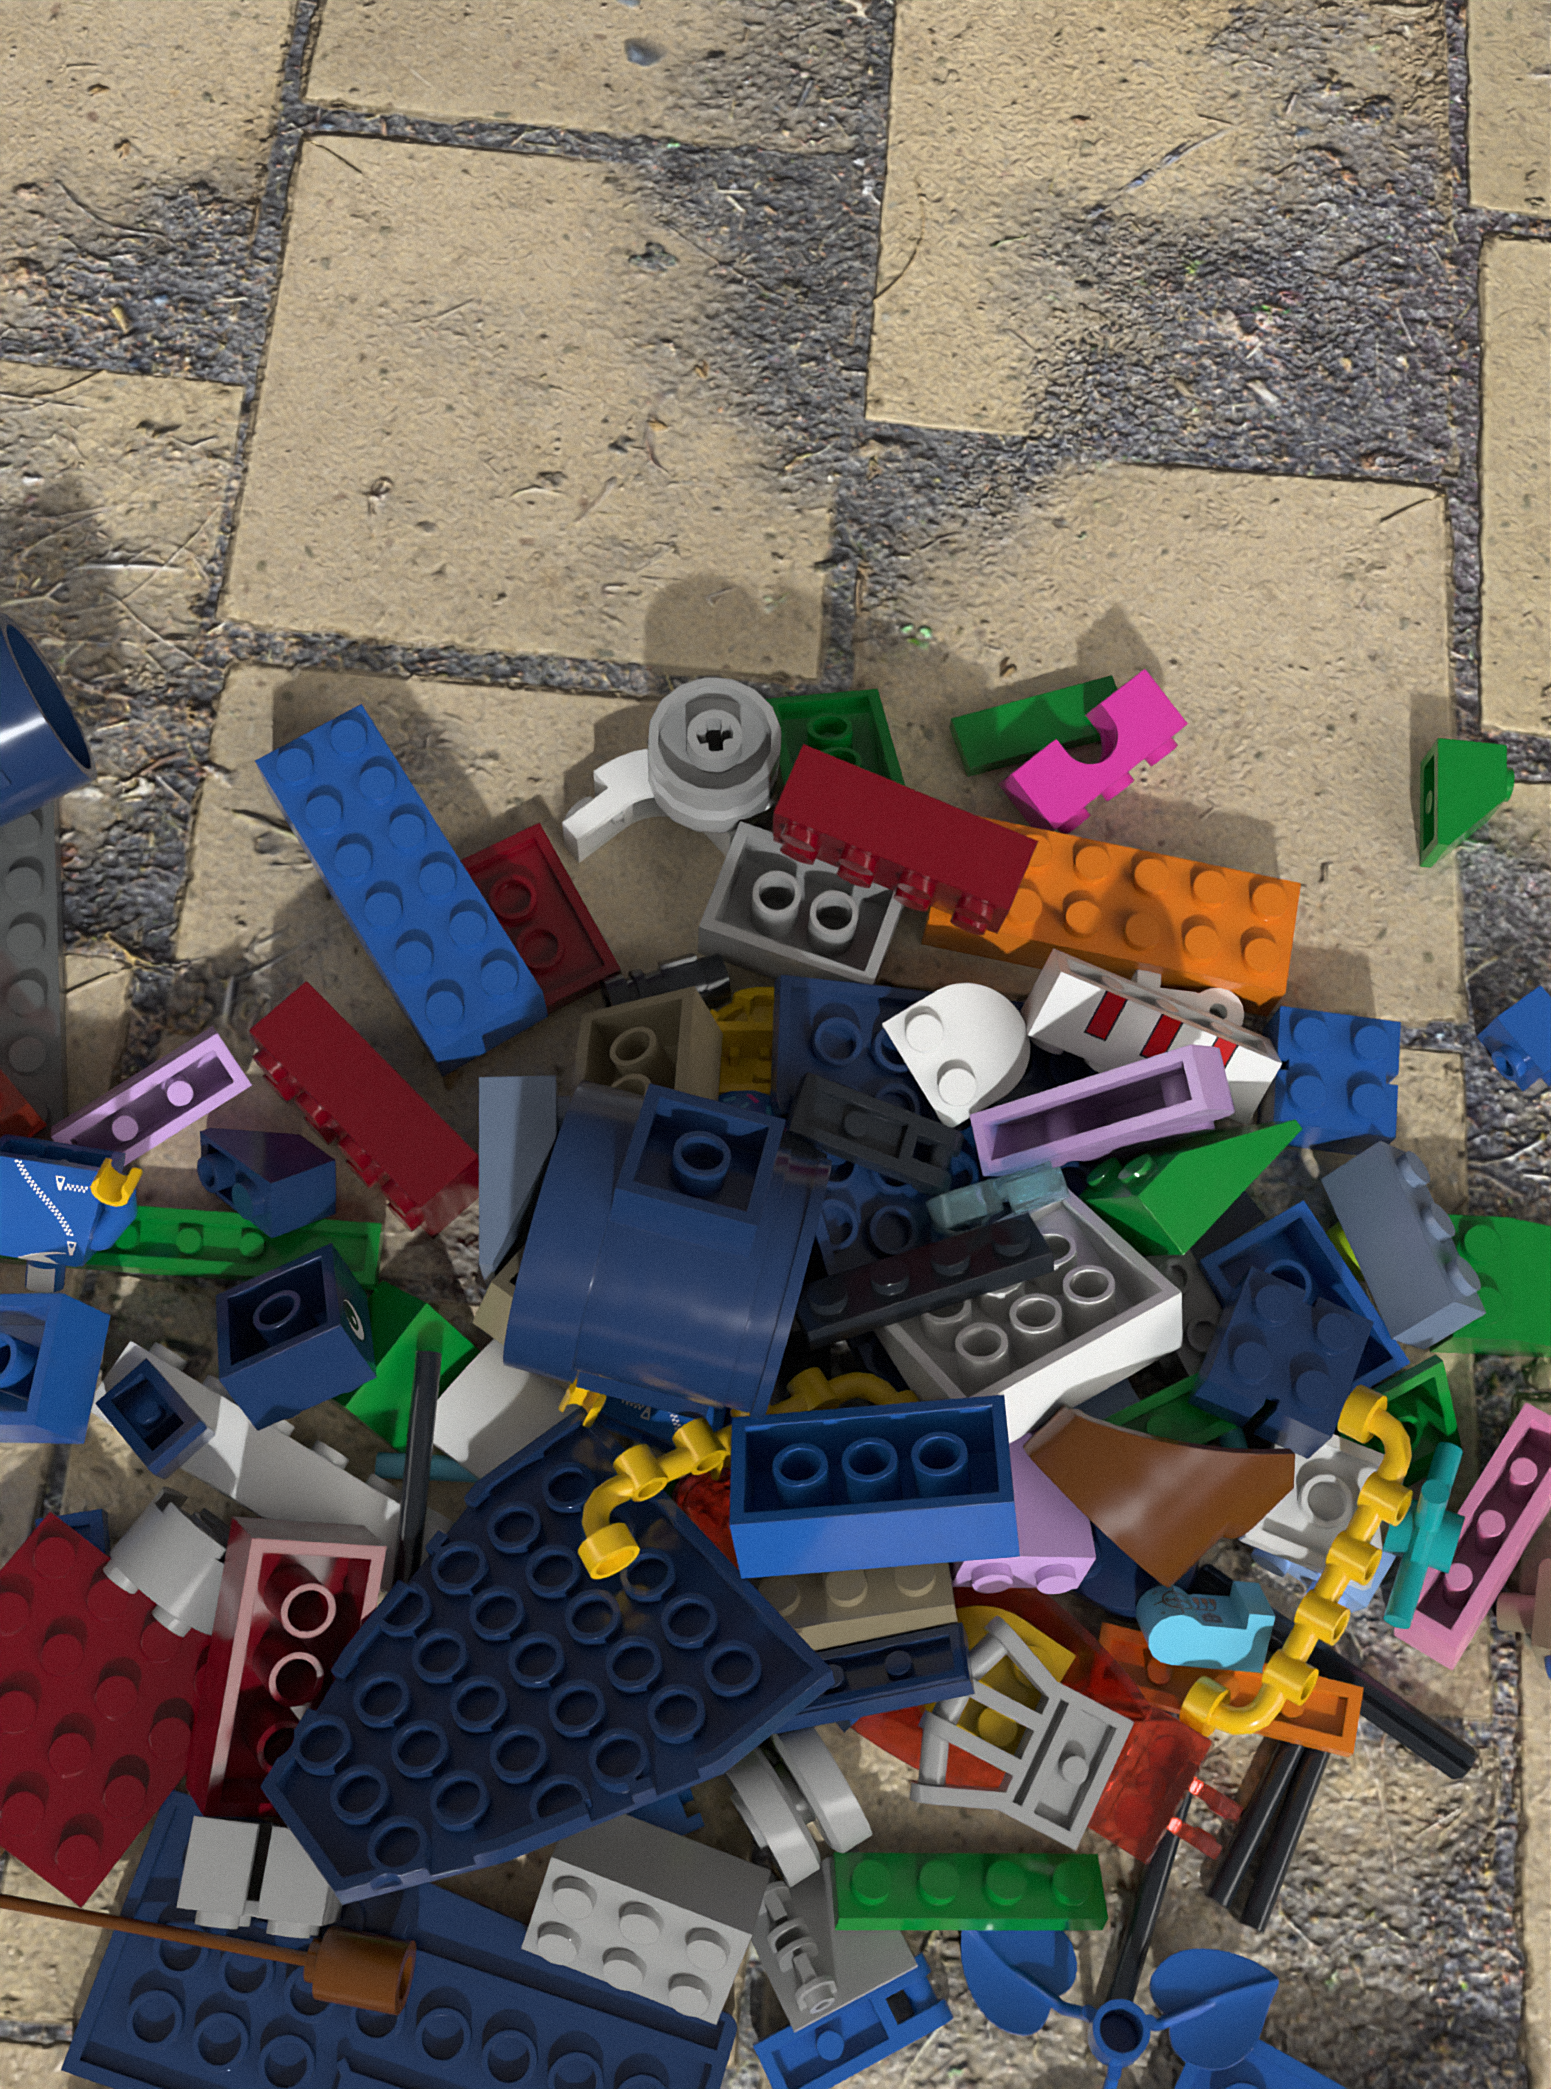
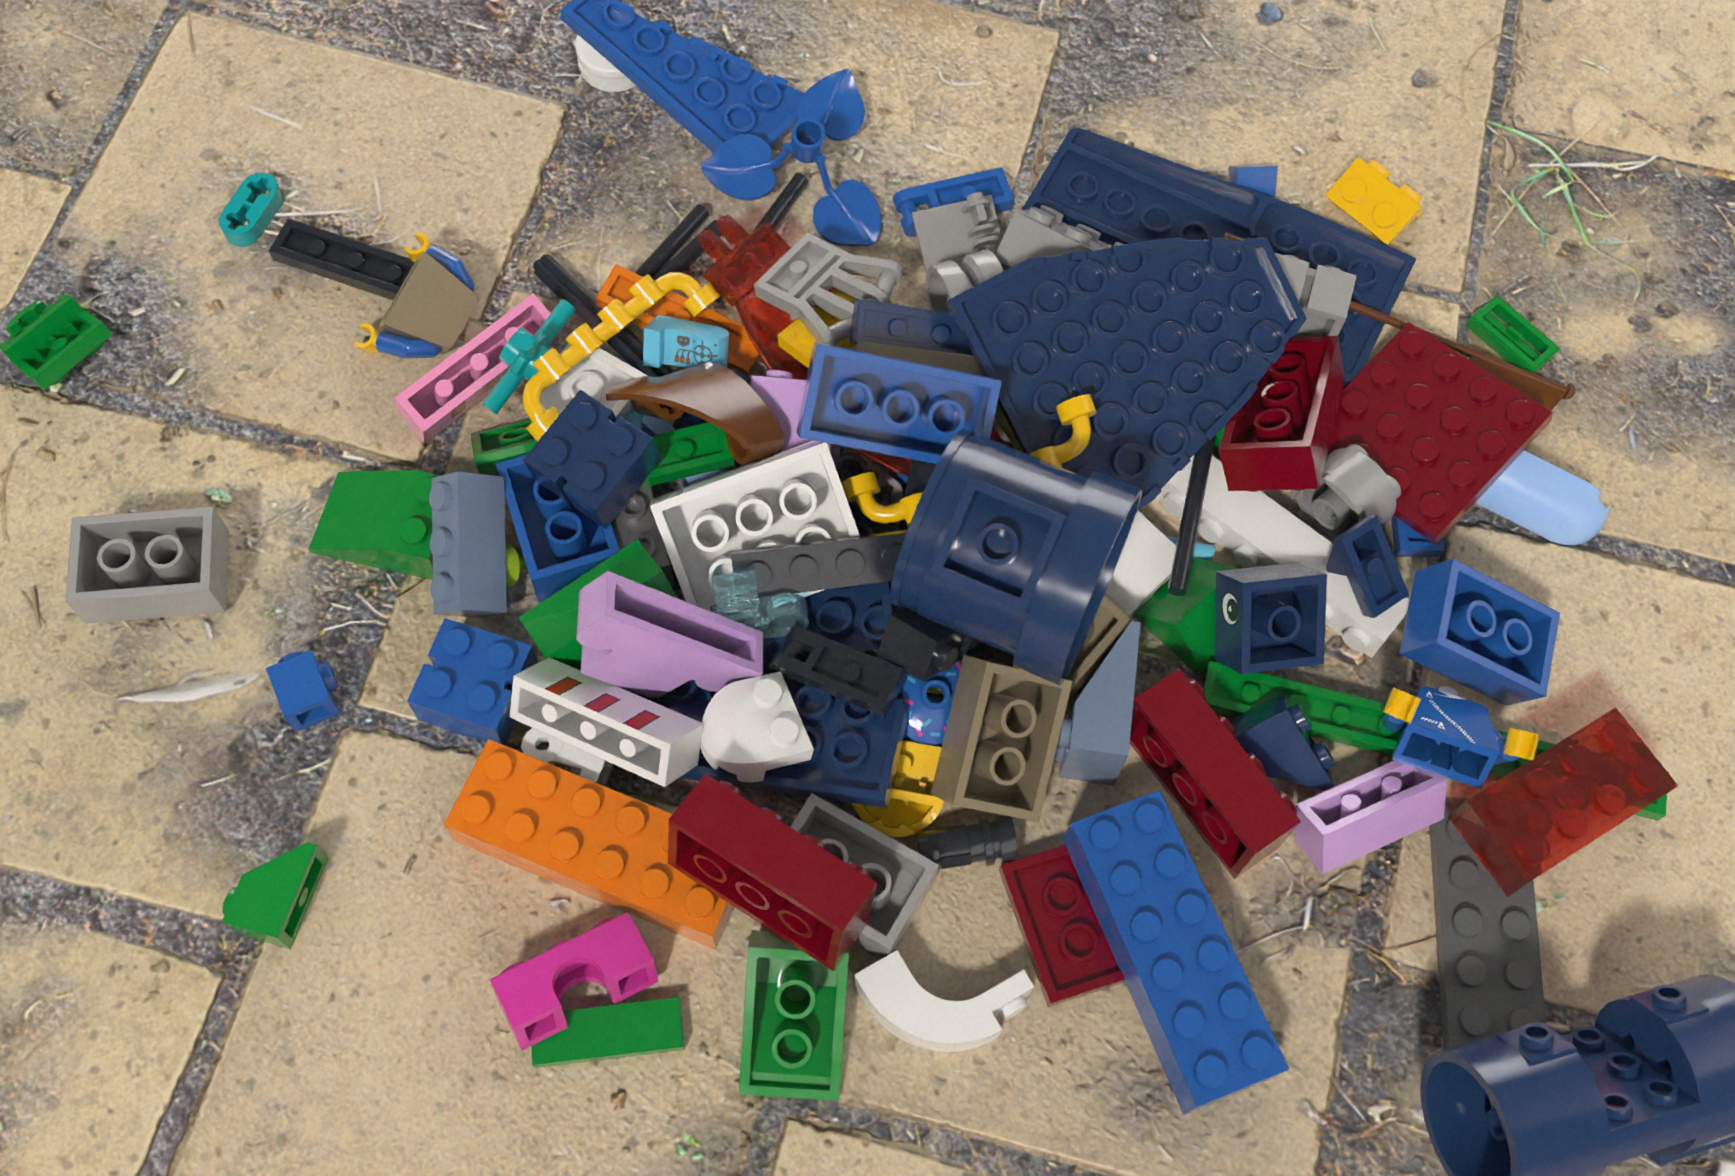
camera: 165 degrees left, 5 degrees down
(713, 754) = (911, 972): light grey wheel -> none
(967, 1891) = (910, 249): green plate -> none

